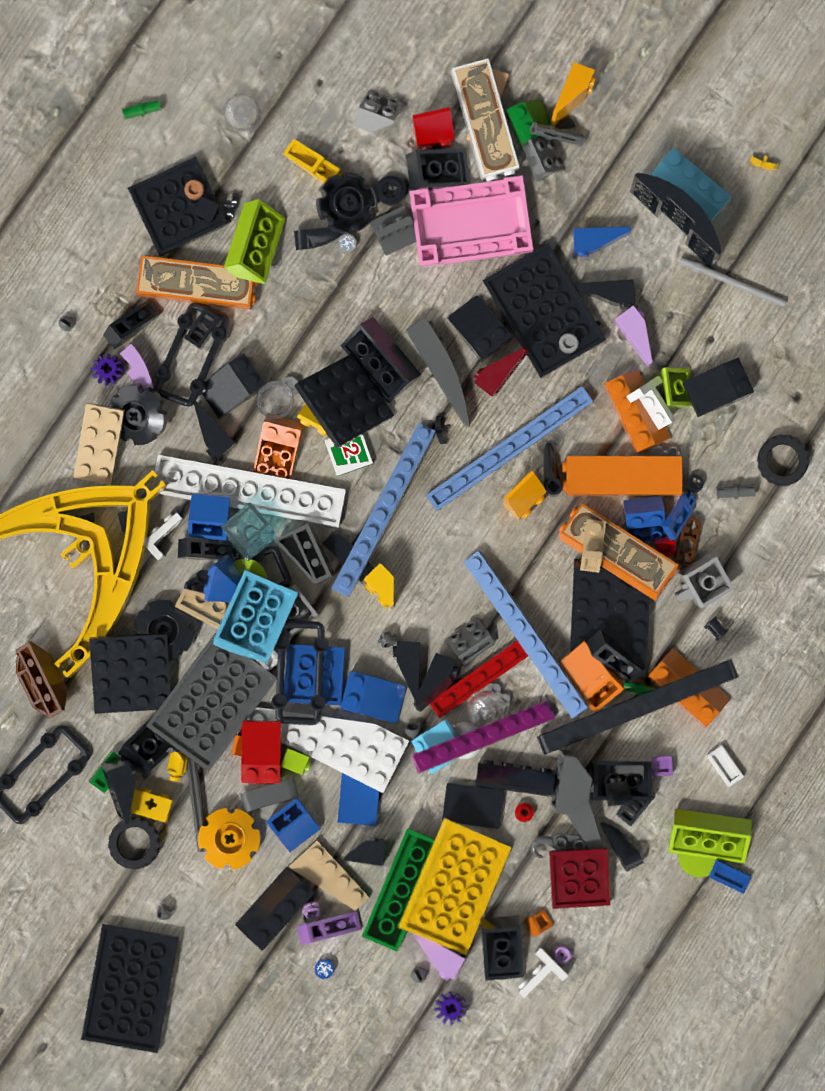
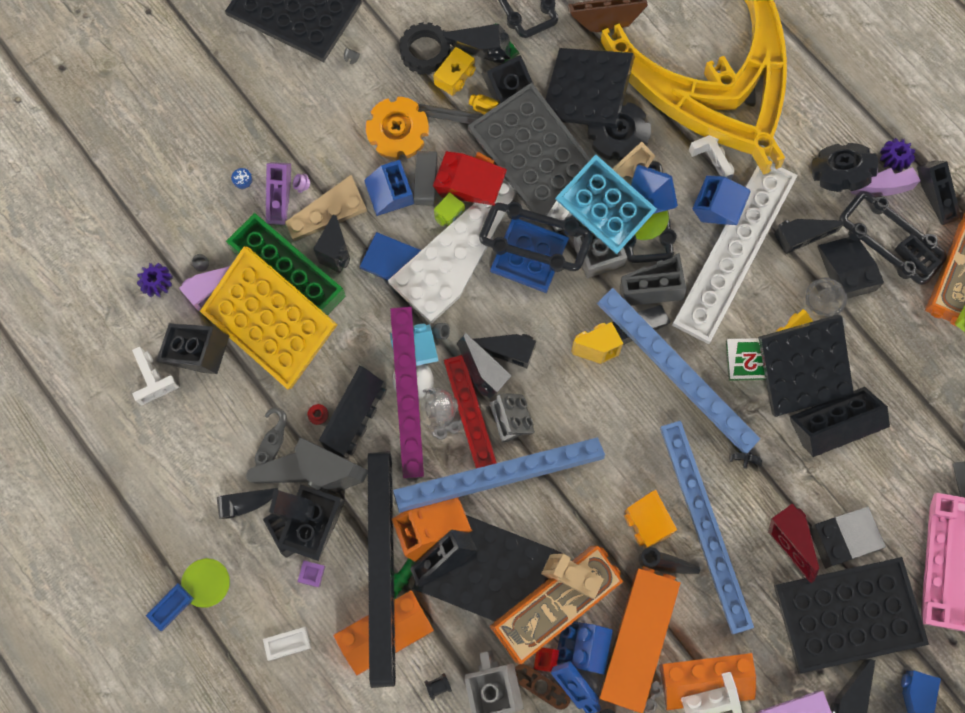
camera: 105 degrees right, 10 degrees down
(63, 326) = (956, 137): dark grey hinge -> none
(99, 443) = (824, 124): tan plate -> none
(205, 549) = (687, 195): black slope -> none
(248, 531) = (694, 231): clear light blue slope -> none
(274, 909) = (314, 150): black slope -> none
(278, 447) = (773, 290): orange slope -> none
(373, 697) = (488, 302): blue slope -> none
(387, 639) = (541, 335): dark grey plate -> none
(437, 360) = (817, 481): dark grey slope -> none
(473, 805) = (342, 364): black tile -> none
(538, 923) = (203, 393): orange slope -> none
(567, 954) = (156, 405): lavender plate -> none
(568, 343) = (807, 628): light grey tile -> none
(579, 878) = (229, 446): dark red plate -> none
(710, 836) = (219, 600): lime slope -> none

